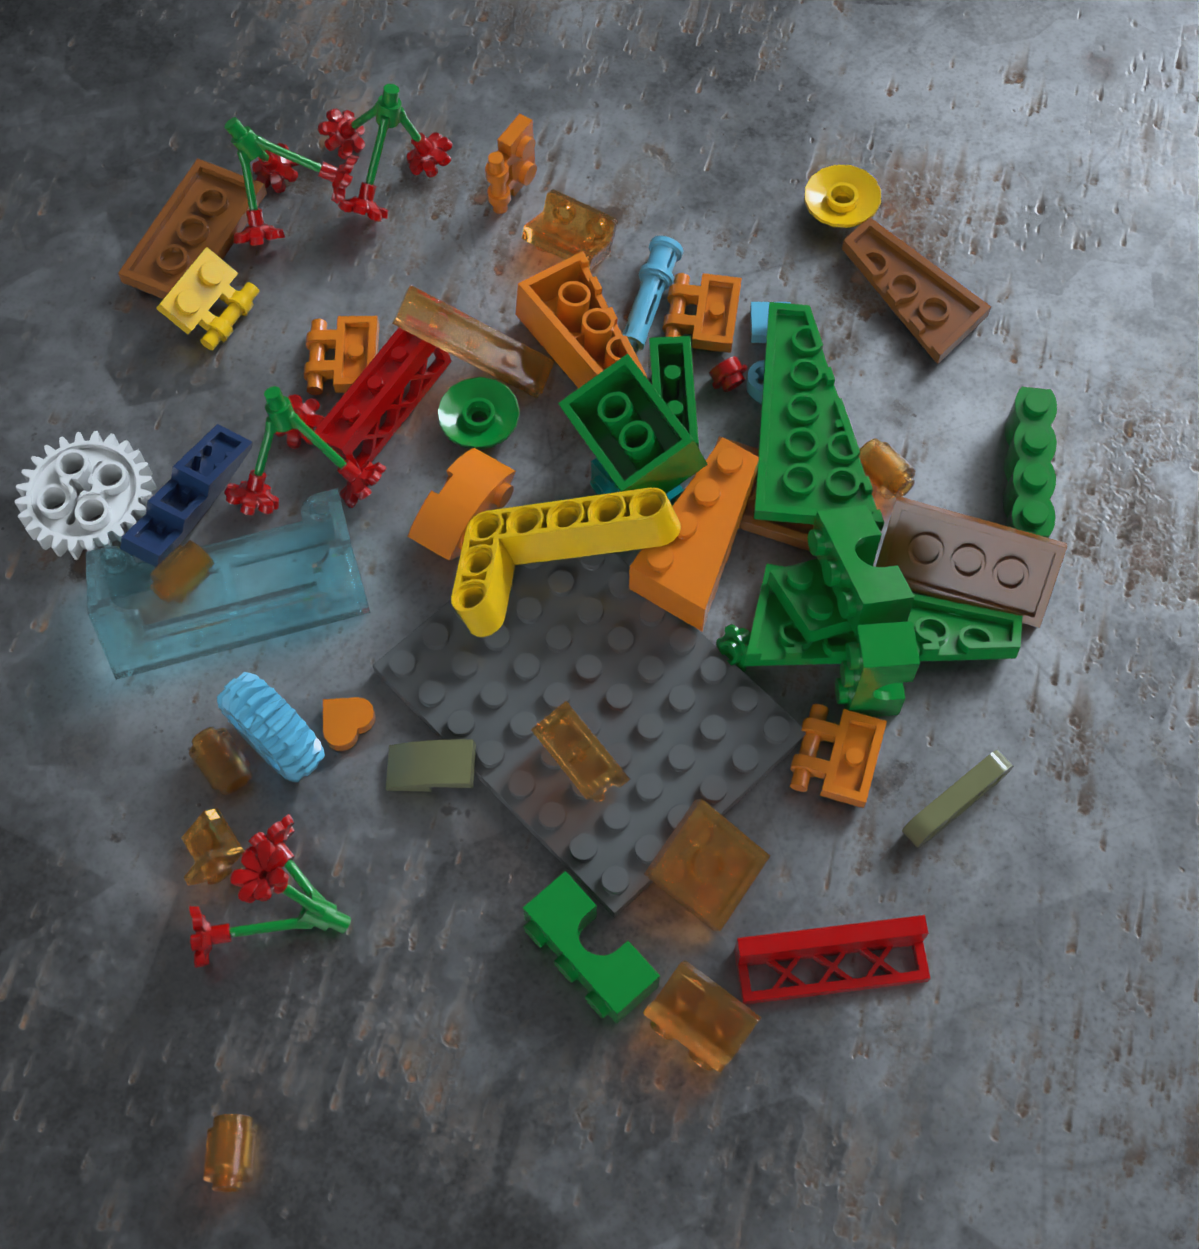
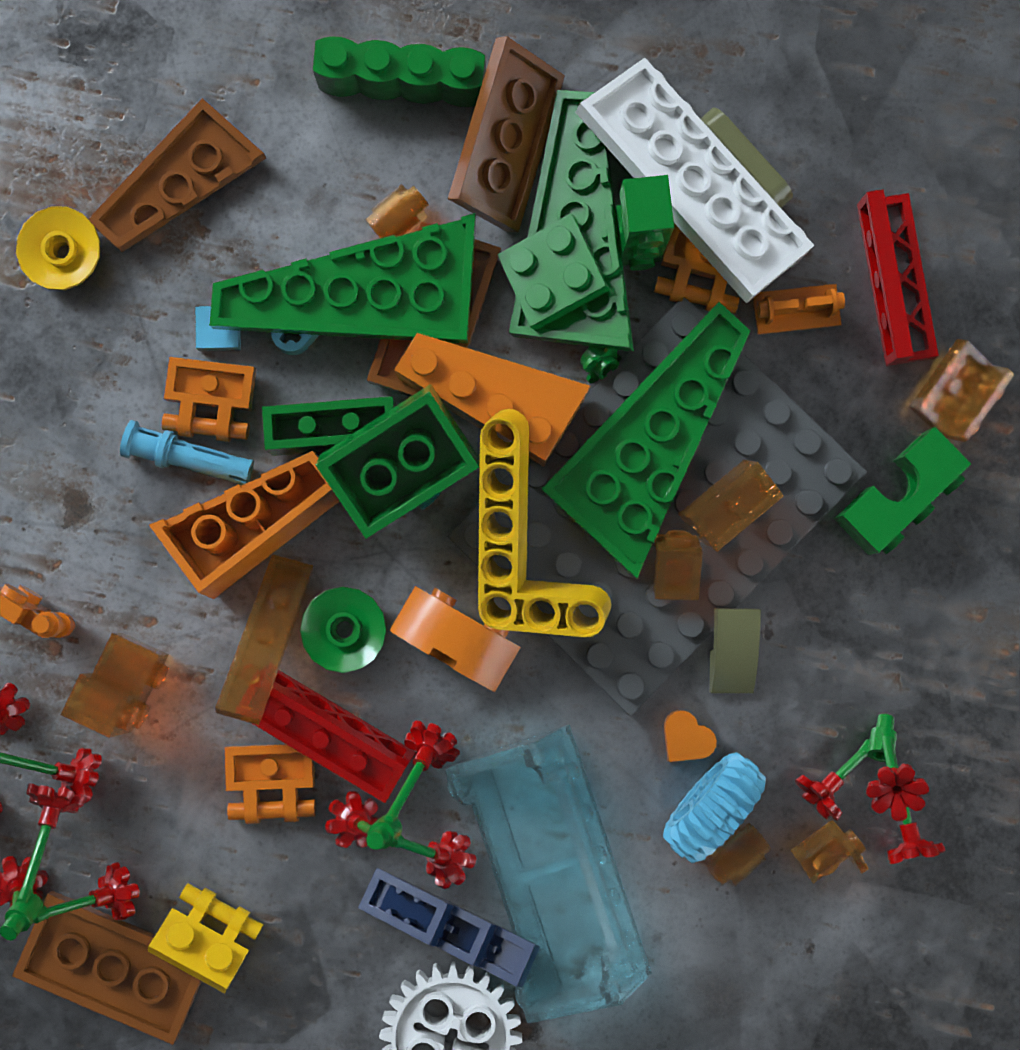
camera: 95 degrees left, 20 degrees up
(181, 573) = (544, 920): clear orange brick -> none
(434, 233) = (117, 690): none -> clear orange brick
(518, 699) = (677, 566): none -> clear orange bracket
(570, 228) = (109, 543): clear orange bracket -> none
(636, 670) = (638, 457): none -> green wing
(707, 865) = (823, 387): clear orange plate -> none
(728, 374) = (287, 371): red plate -> none
(795, 849) = (798, 309): none -> orange hinge
(847, 549) = (575, 229): green arch -> none
(928, 736) = (709, 188): none -> white bracket

